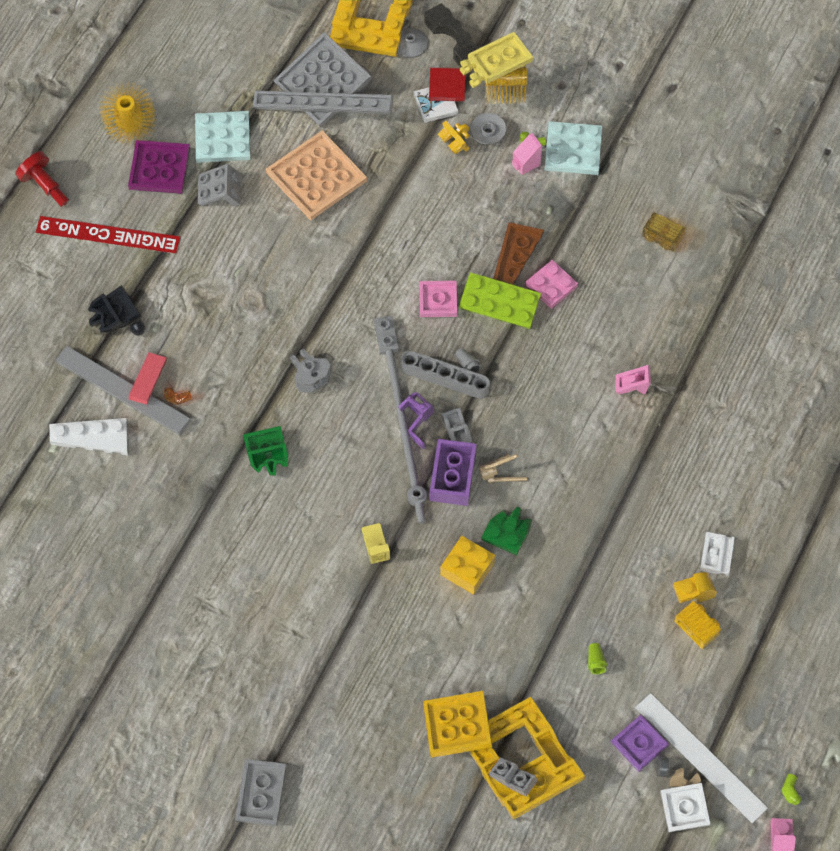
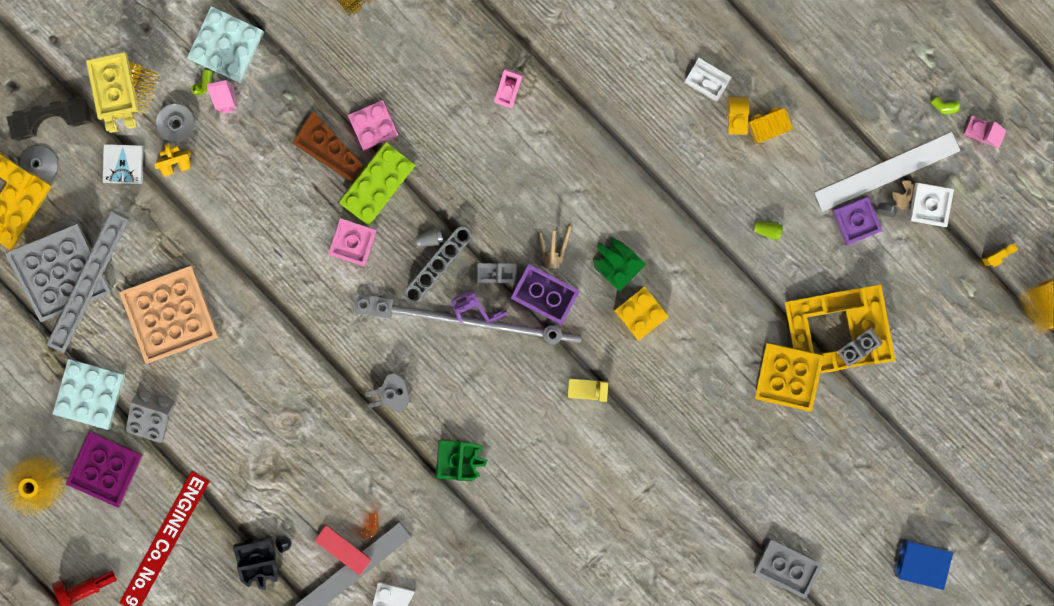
camera: 70 degrees left, 25 degrees up
(446, 84) = (107, 147): red tile -> none

